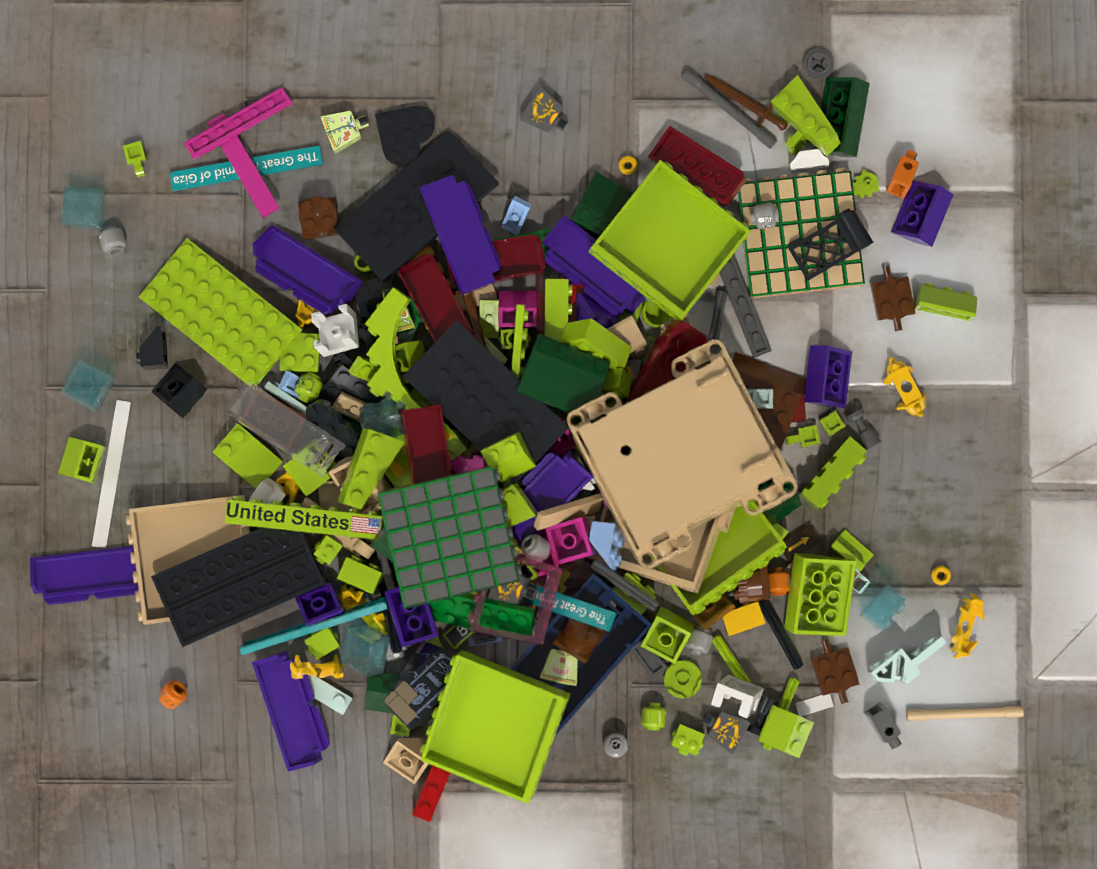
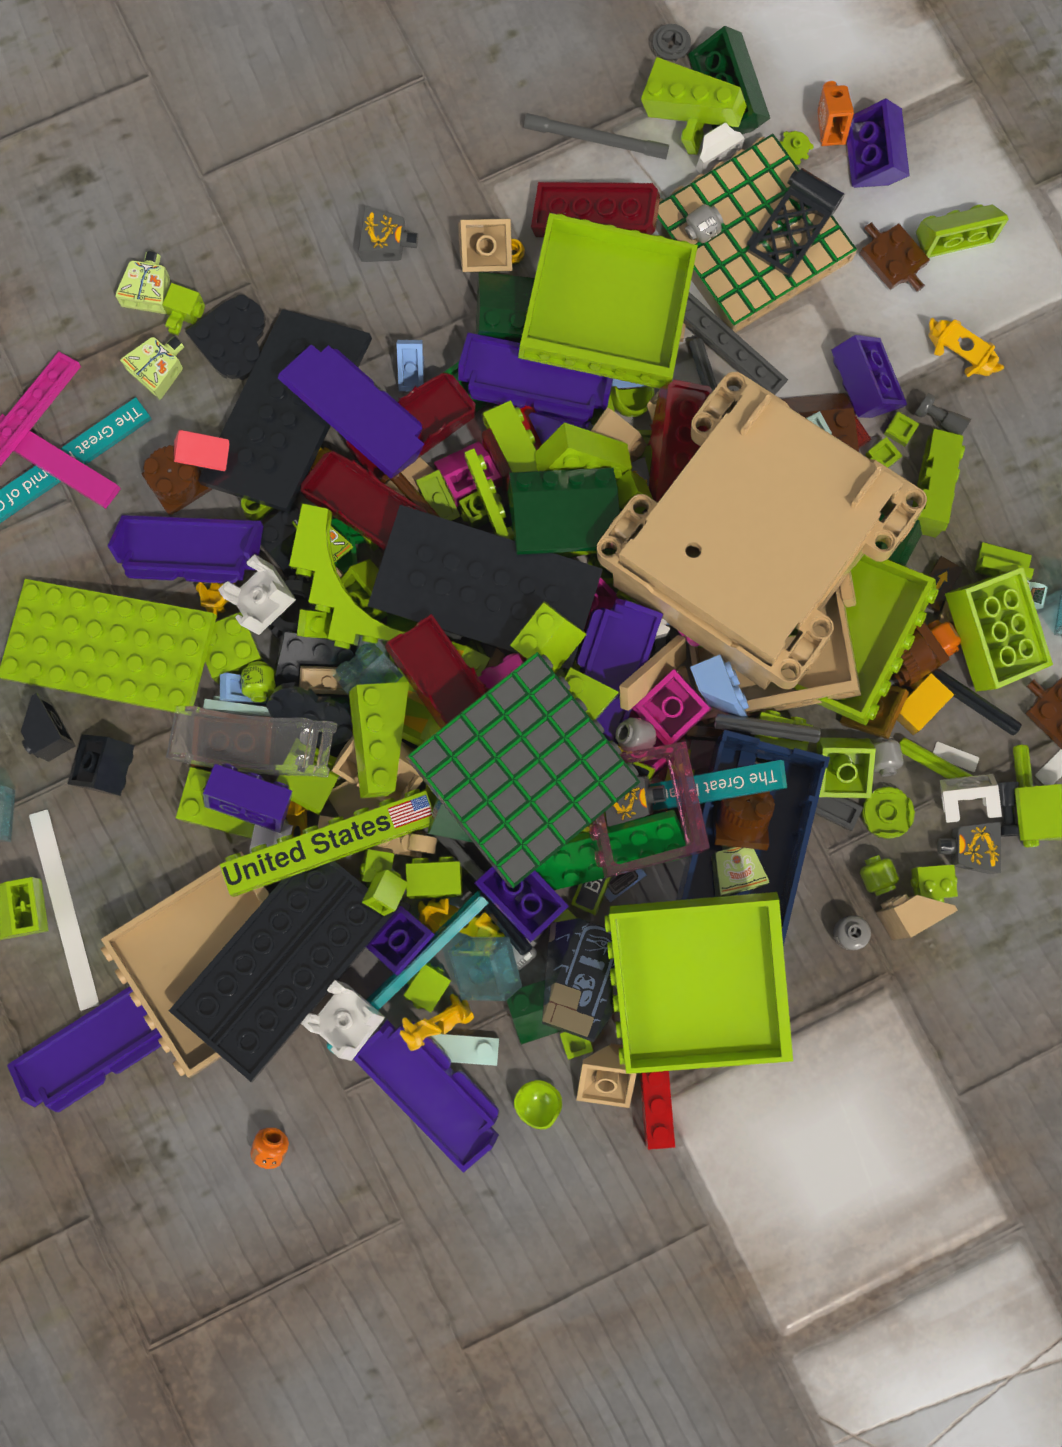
camera: 30 degrees left, 5 degrees down
(259, 638) = (344, 1021): none -> white panel
(265, 463) = (247, 797): none -> dark purple slope
(324, 569) = (385, 892): none -> lime brick
(344, 212) = (201, 450): none -> coral slope
(356, 752) = (538, 1104): none -> lime helmet
(363, 68) = (144, 285): none -> yellowish green torso
(380, 95) = (182, 305): none -> lime brick
(609, 154) = (485, 245): none -> tan slope
(657, 752) = (908, 916): none -> tan slope
(747, 103) = (614, 121): reddish brown sword -> none
(748, 664) = (956, 756): none -> white sticker

